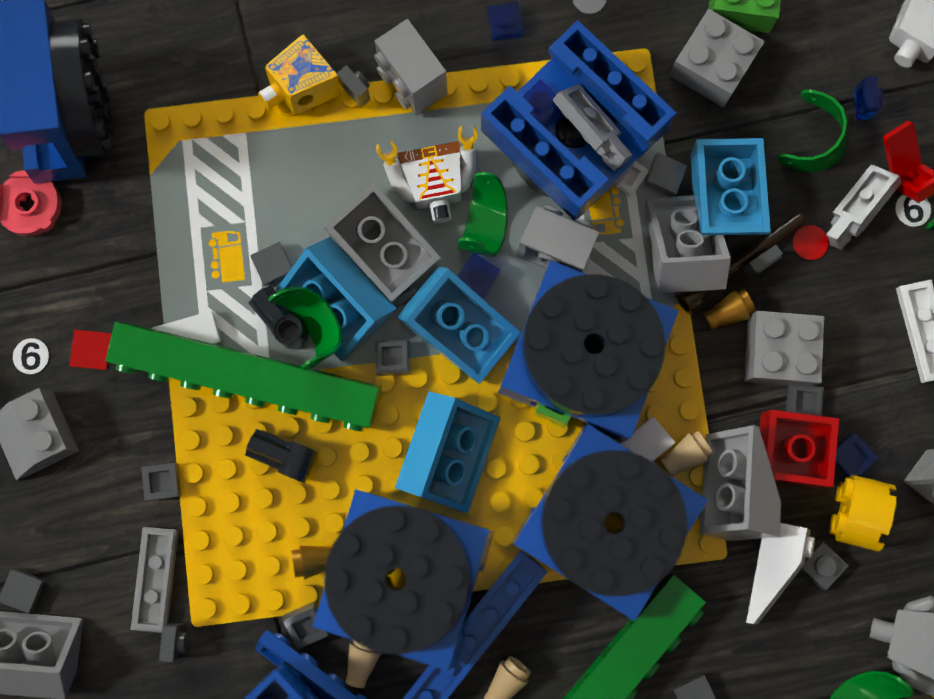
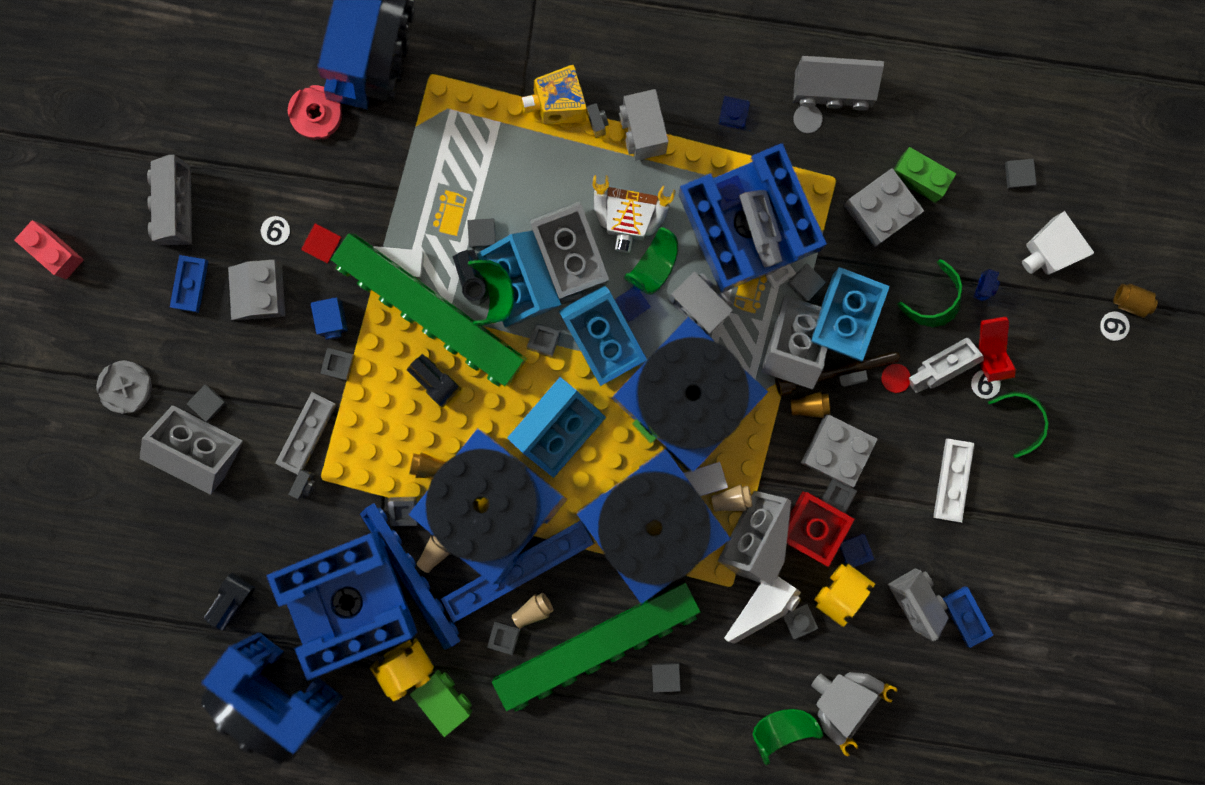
camera: 25 degrees right, 5 degrees up
(131, 431) = (329, 318): none -> blue brick

